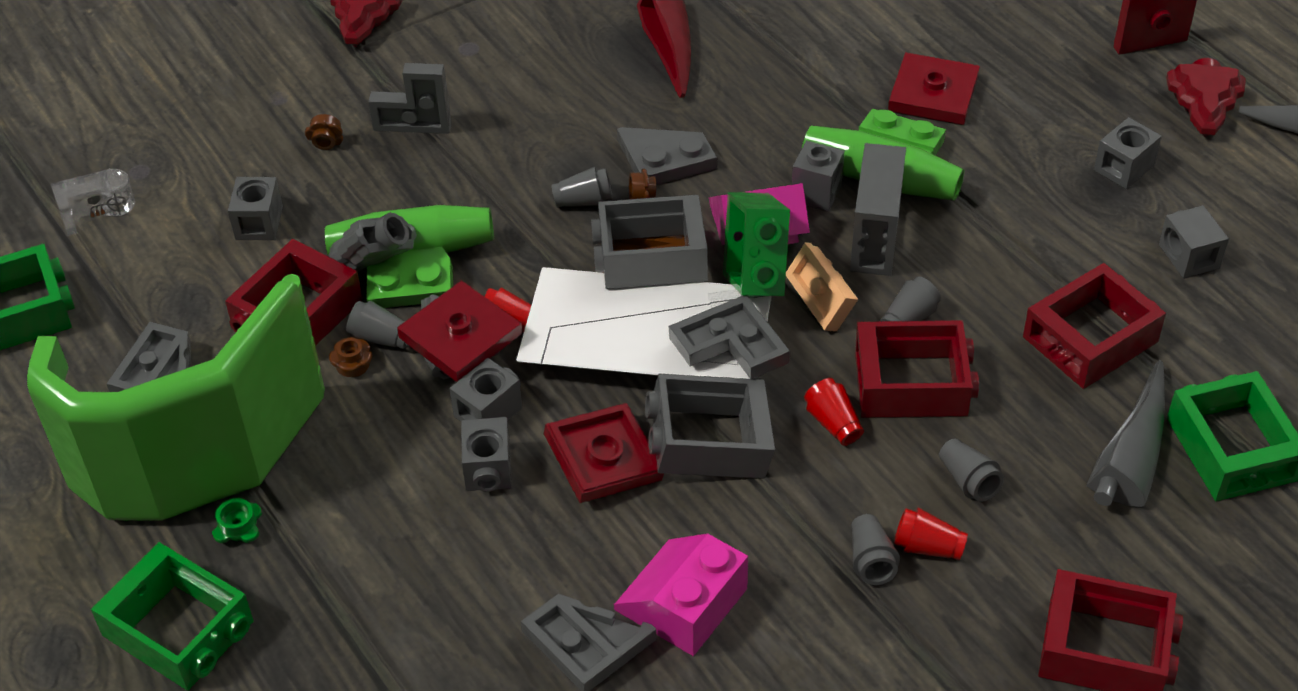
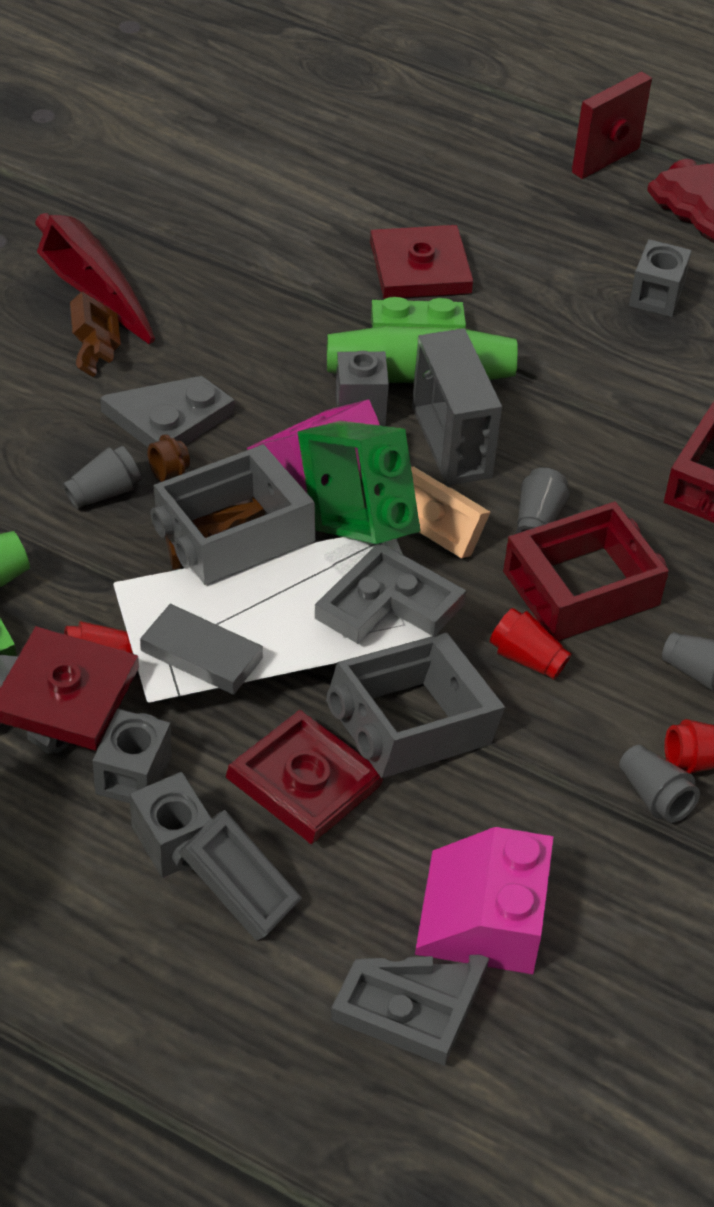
camera: 30 degrees left, 0 degrees up
(510, 505) = (240, 875): none -> dark grey tile
(573, 334) = (201, 648): none -> dark grey tile
(643, 75) = (97, 330): none -> reddish brown plate

